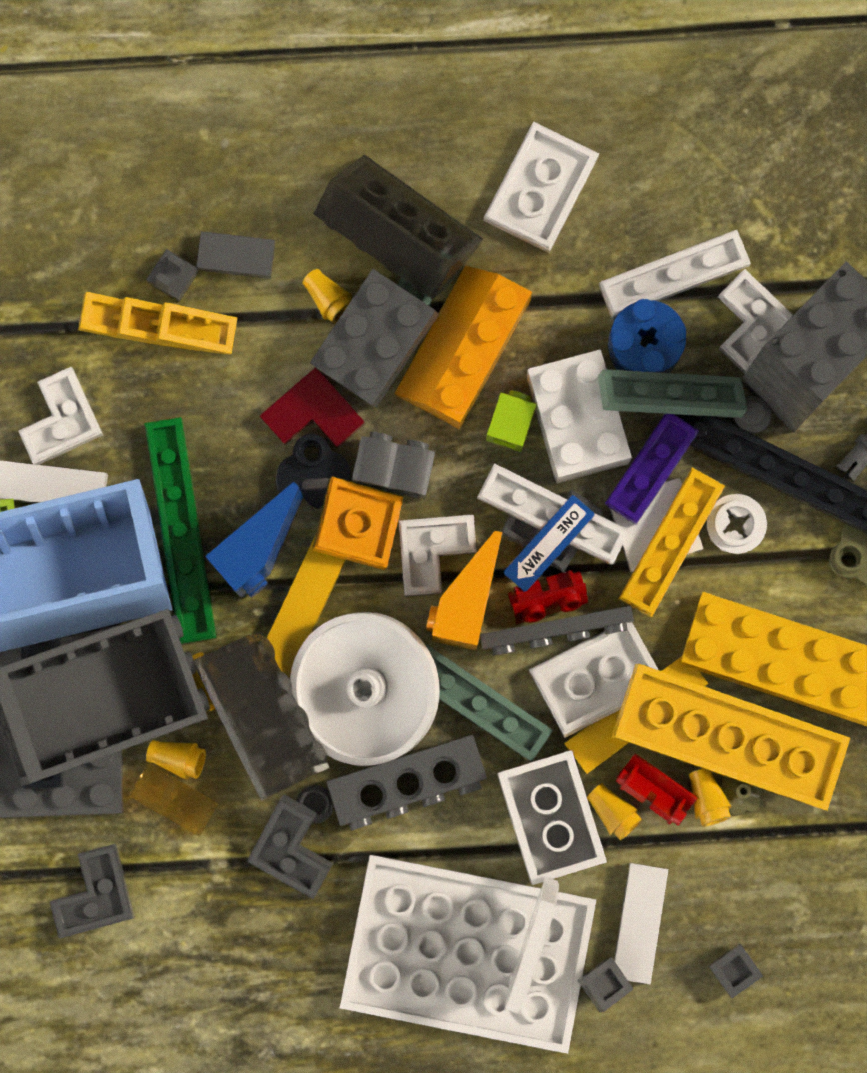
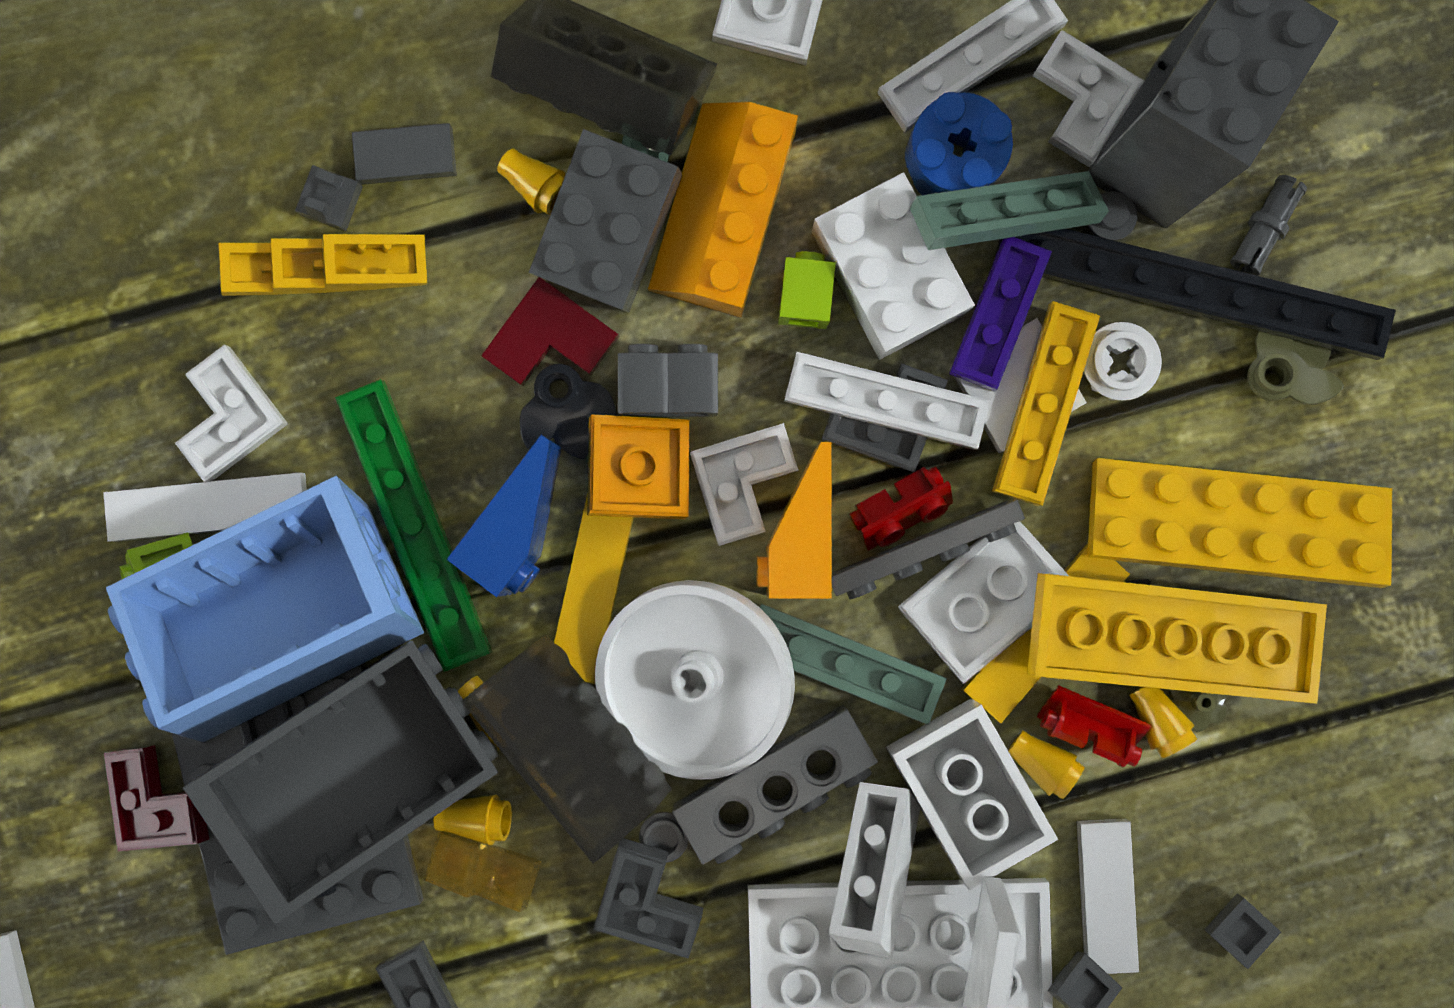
camera: 15 degrees left, 5 degrees up
(467, 855) = (875, 870): none -> white brick
(549, 543) = (890, 439): sticker -> none

